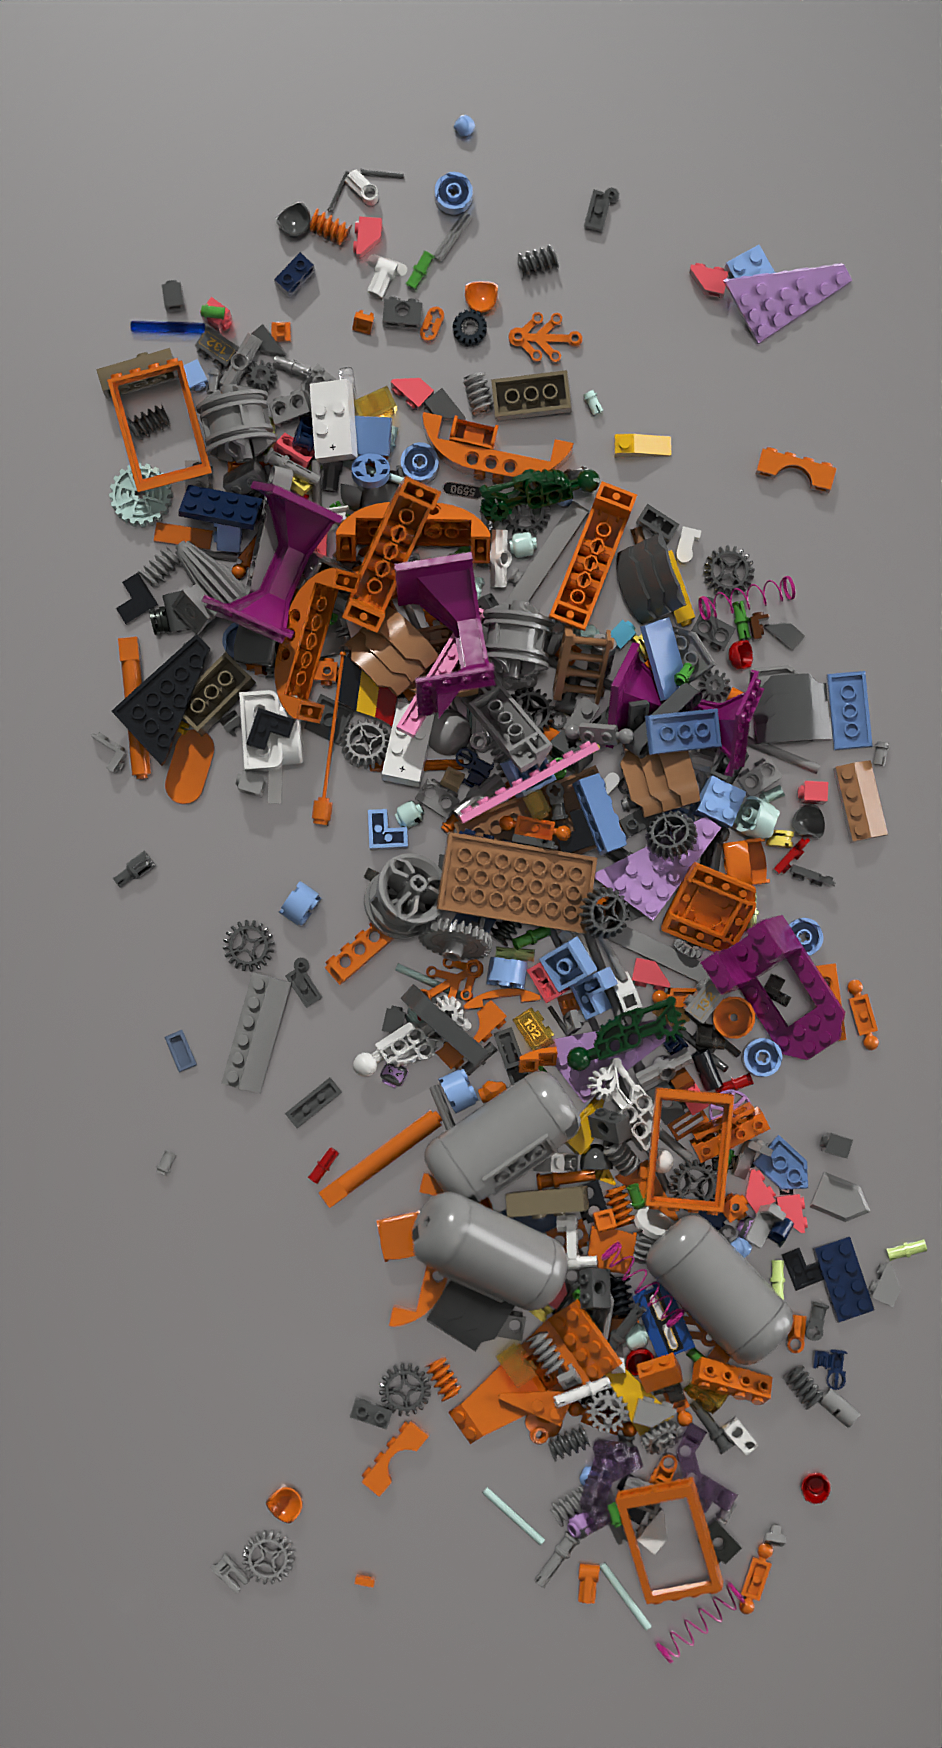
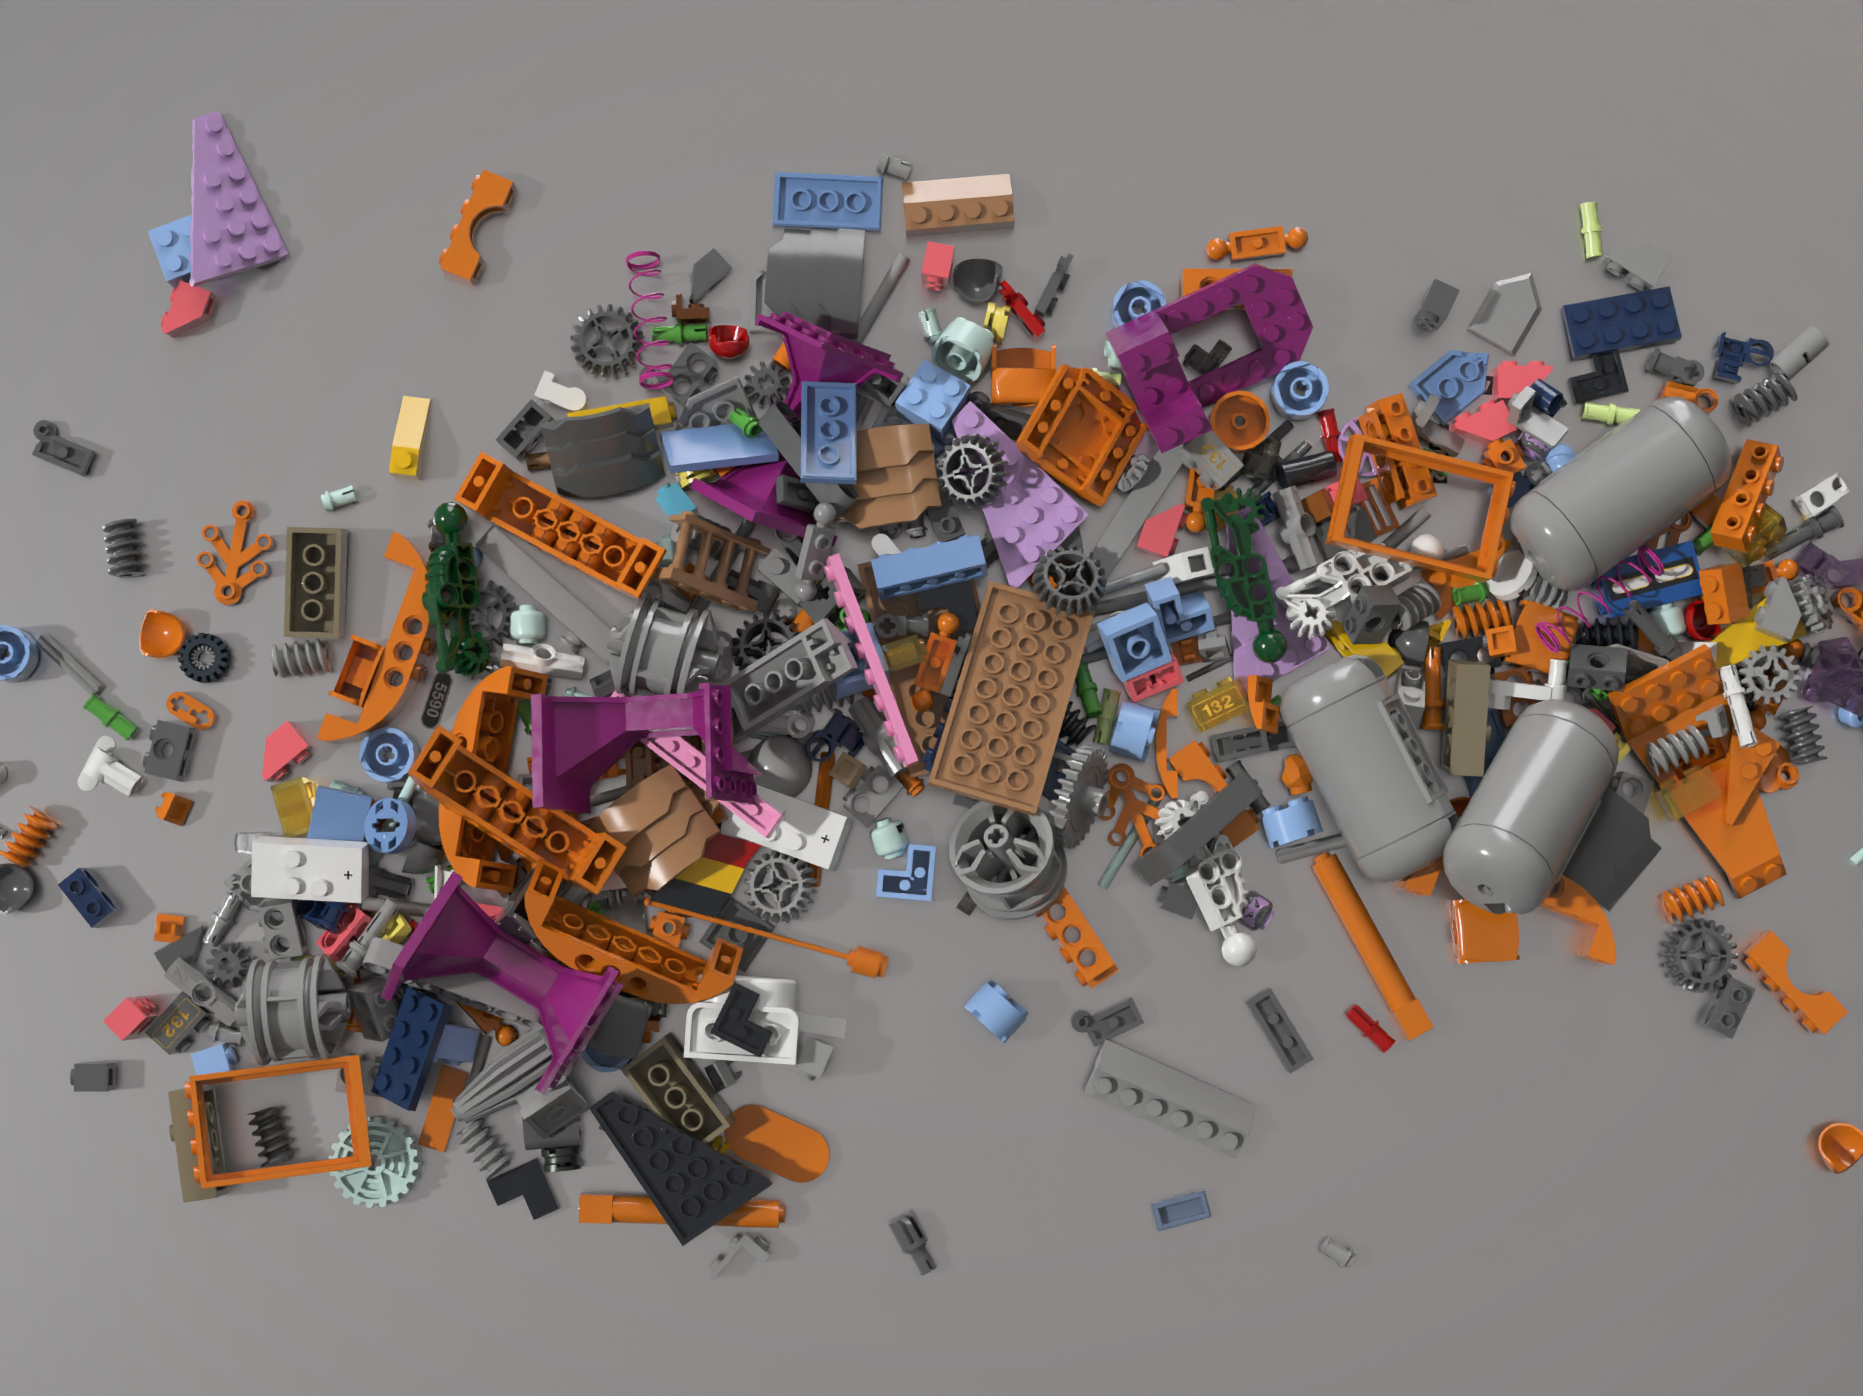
camera: 80 degrees left, 0 degrees up
(167, 327) = (137, 1091): clear blue axle -> none
(212, 312) = (125, 1022): bright green pin -> none
(264, 939) = (1038, 1070): dark grey gear -> none
(369, 235) = (49, 783): coral slope -> none
(443, 405) = (310, 711): dark grey slope -> none
(708, 1176) = (1461, 500): dark grey gear -> none
(761, 781) = (911, 337): light grey brick -> none

